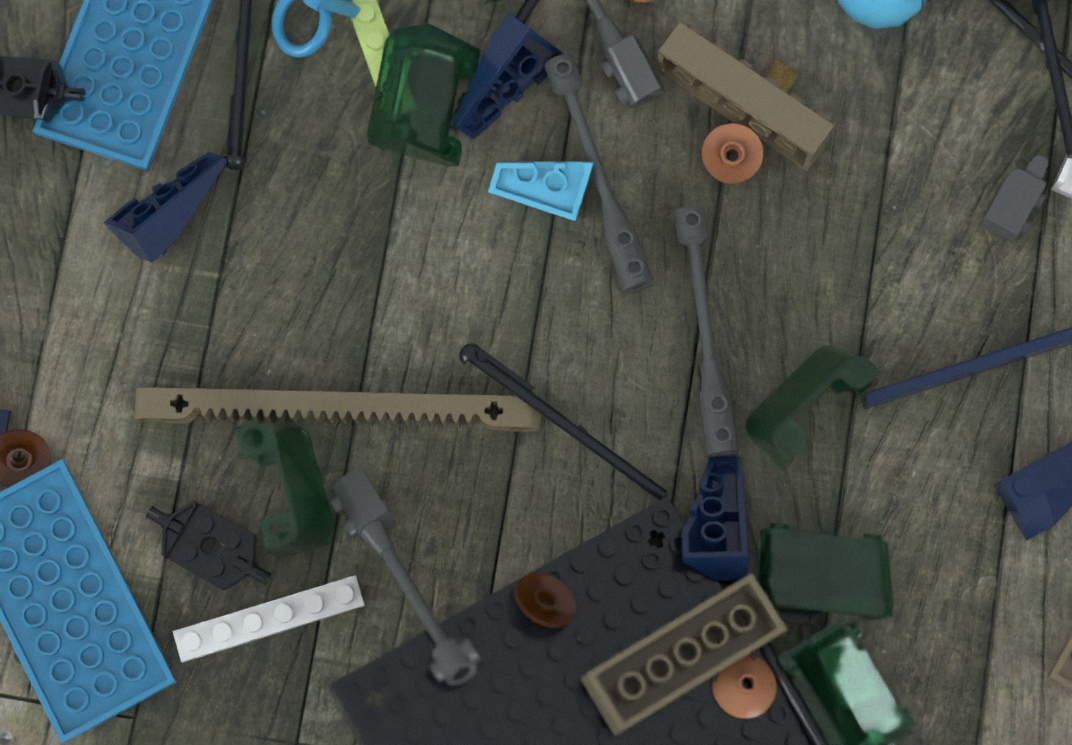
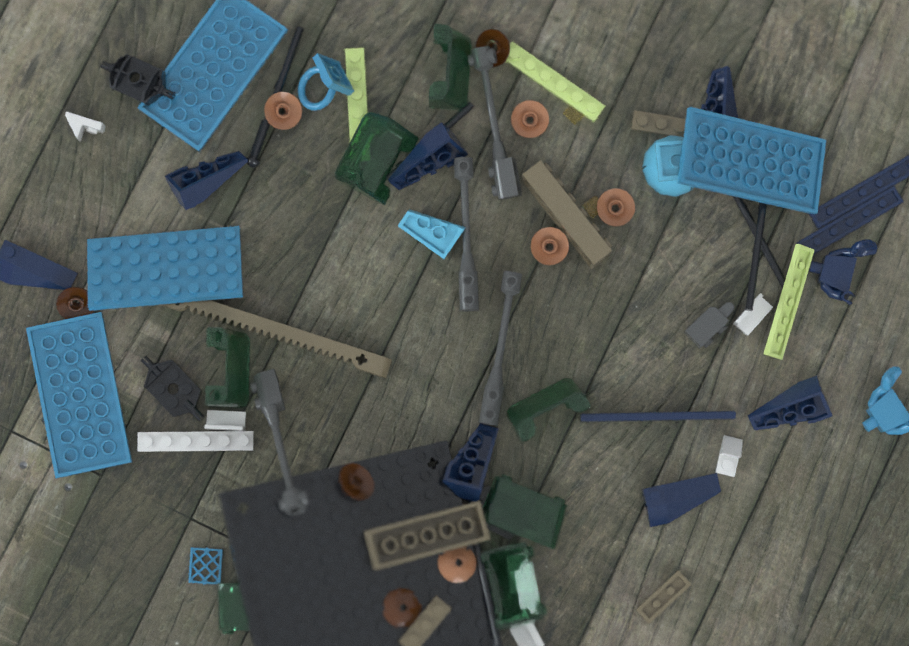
camera: 10 degrees right, 5 degrees up
(142, 362) = (164, 268): none -> dark azure plate
(266, 59) = (289, 104): none -> nougat dish
(307, 571) = (226, 420): none -> white panel
(523, 390) = (382, 353): black bar -> none
(818, 52) = (622, 200): none -> nougat dish

